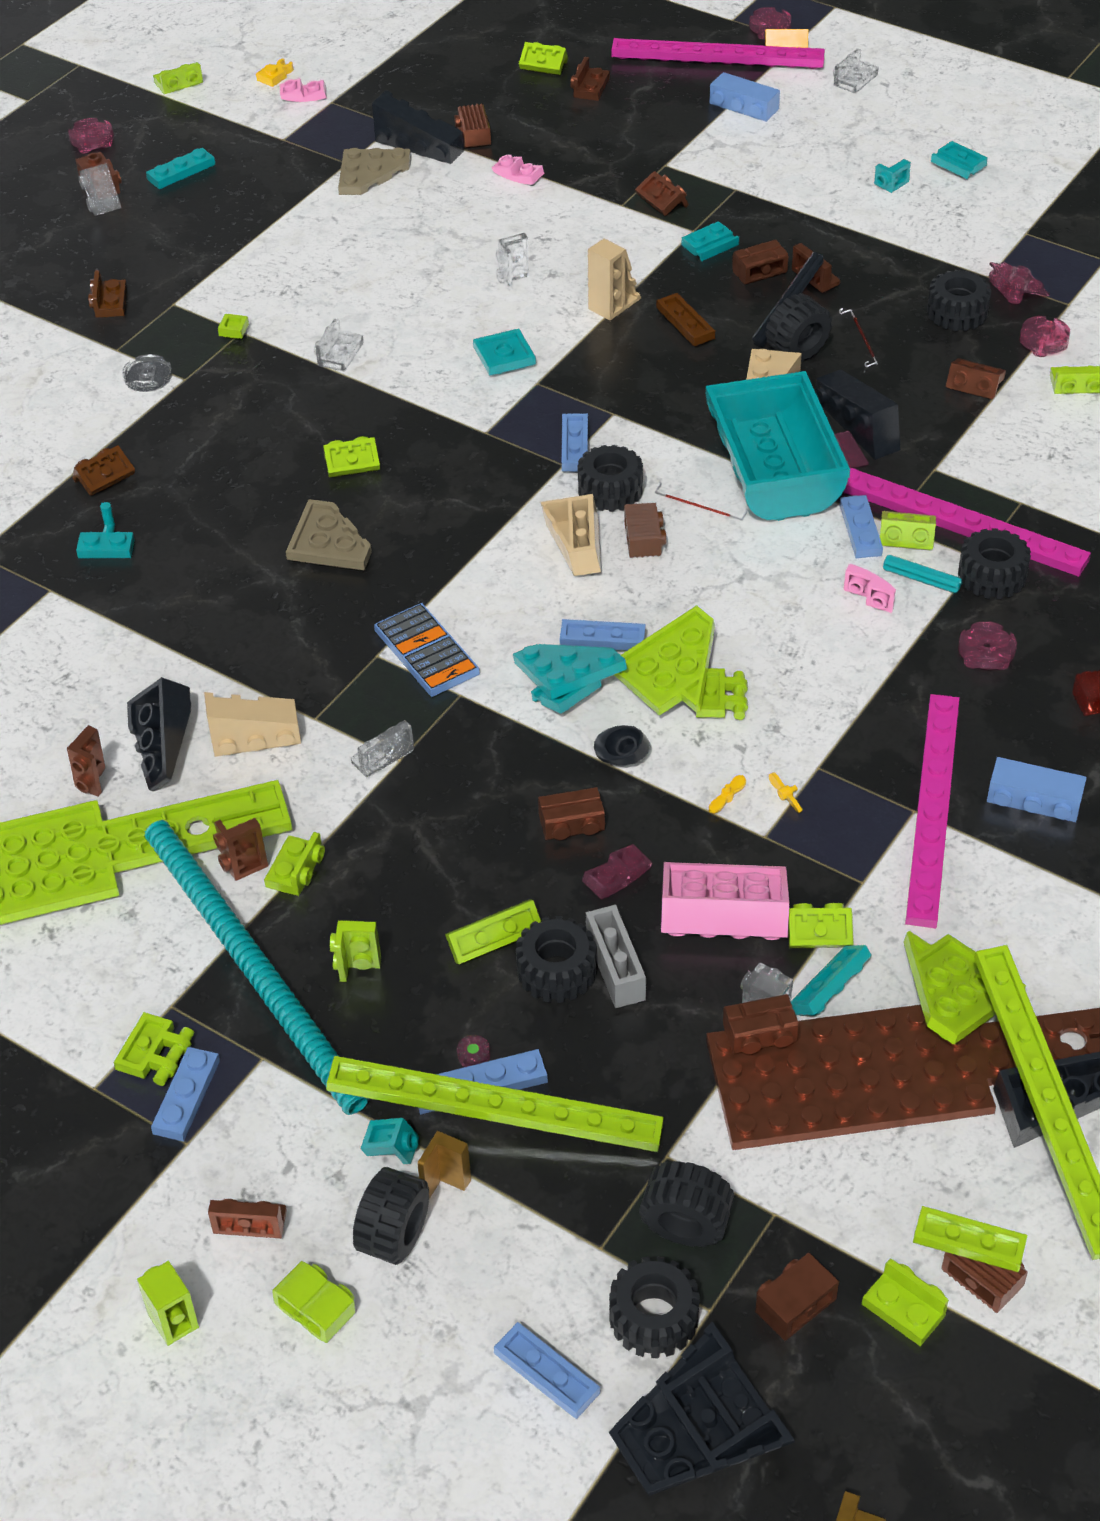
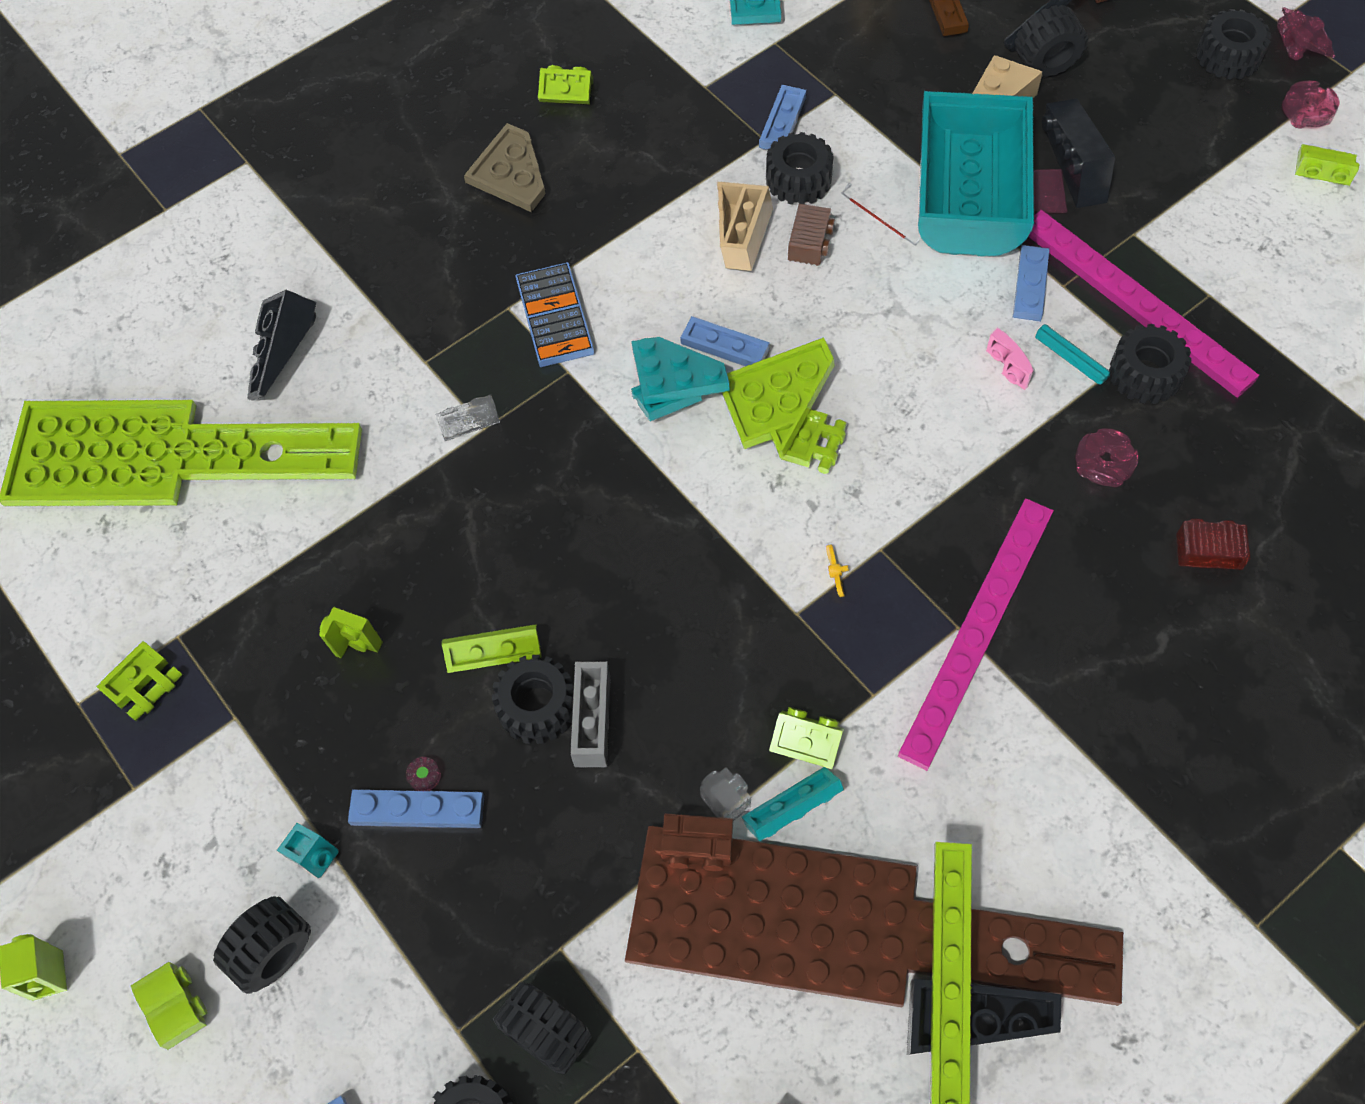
camera: 20 degrees right, 15 degrees up
(87, 761) = (194, 357): copper bracket -> none
(103, 470) = (337, 47): reddish brown bracket -> none
(106, 543) = (312, 125): teal plate -> none
(185, 1094) = (150, 736): medium blue plate -> none
(240, 848) = (291, 491): copper bracket -> none
(247, 1218) = (147, 891): copper bracket -> none
(249, 957) = (258, 627): teal piece -> none
(250, 725) = (355, 357): tan wedge -> none
(295, 864) = (342, 518): lime bracket -> none
(445, 1161) = (327, 898): pearl gold panel -> none
(495, 1103) = (414, 847): lime plate -> none
(571, 813) = (615, 538): copper brick -> none
(620, 870) = (635, 615): clear pink slope -> none
(621, 745) = (694, 474): black hat -> none
(725, 900) = (725, 677): bright pink slope -> none
(727, 793) = (777, 555): yellow piece -> none
(863, 336) = (1120, 63): piece -> none
(907, 530) = (1076, 299): lime bracket -> none
(948, 986) = (902, 853): lime wing -> none
(974, 378) = (1216, 138): copper bracket -> none
(1036, 789) = (1091, 643): medium blue brick -> none

